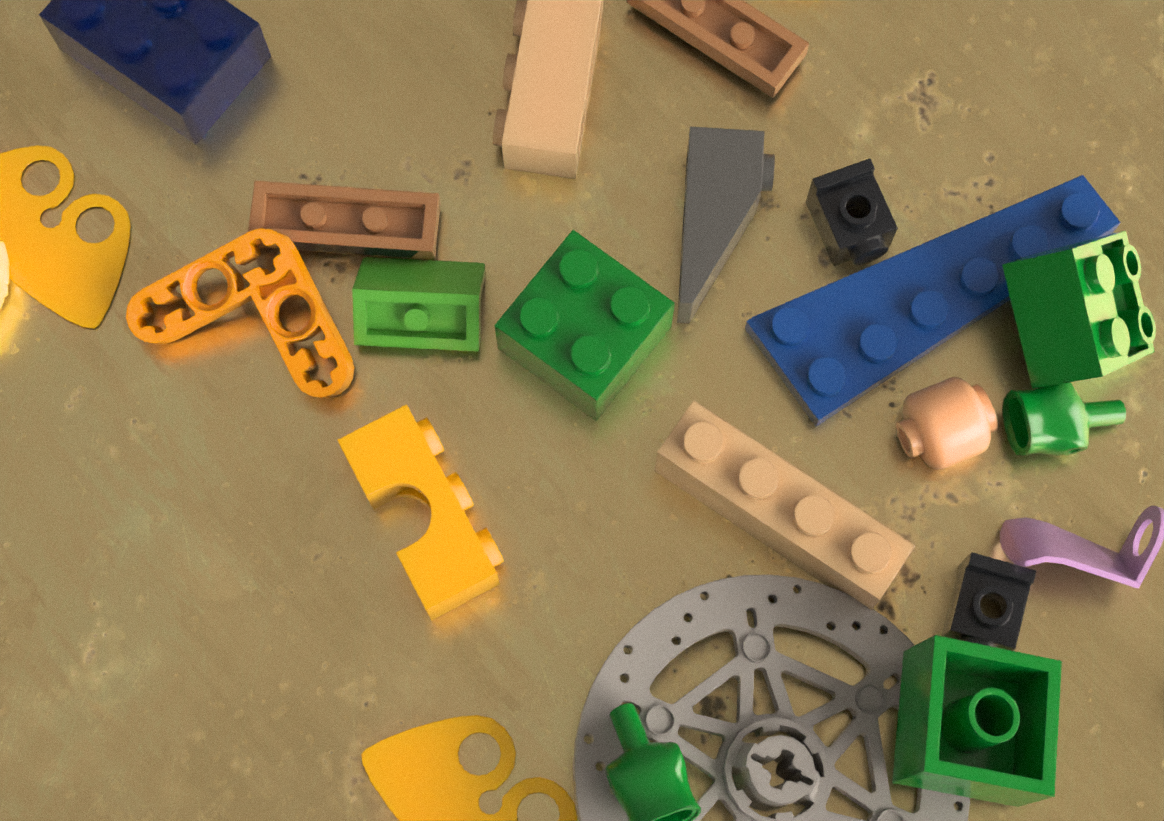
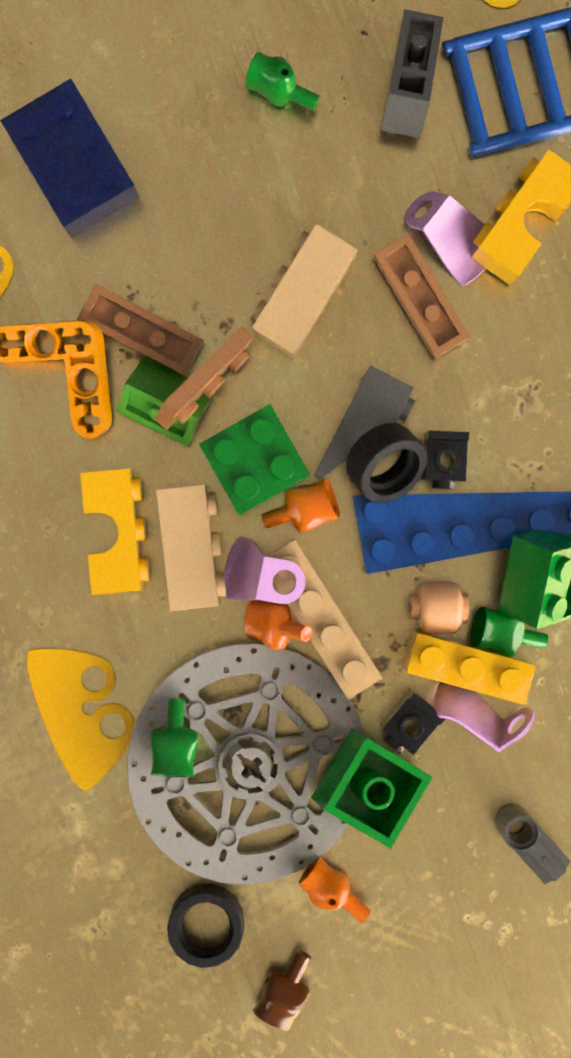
camera: 25 degrees right, 15 degrees up
(465, 237) = (205, 379): none -> medium nougat plate
(544, 487) = (190, 547): none -> tan brick
(654, 473) = (251, 574): none -> lavender piece
(684, 363) = (305, 507): none -> orange piece
(717, 543) = (273, 624): none -> orange piece
(742, 237) = (376, 445): none -> black tyre
(1006, 485) = (468, 667): none -> yellow arch

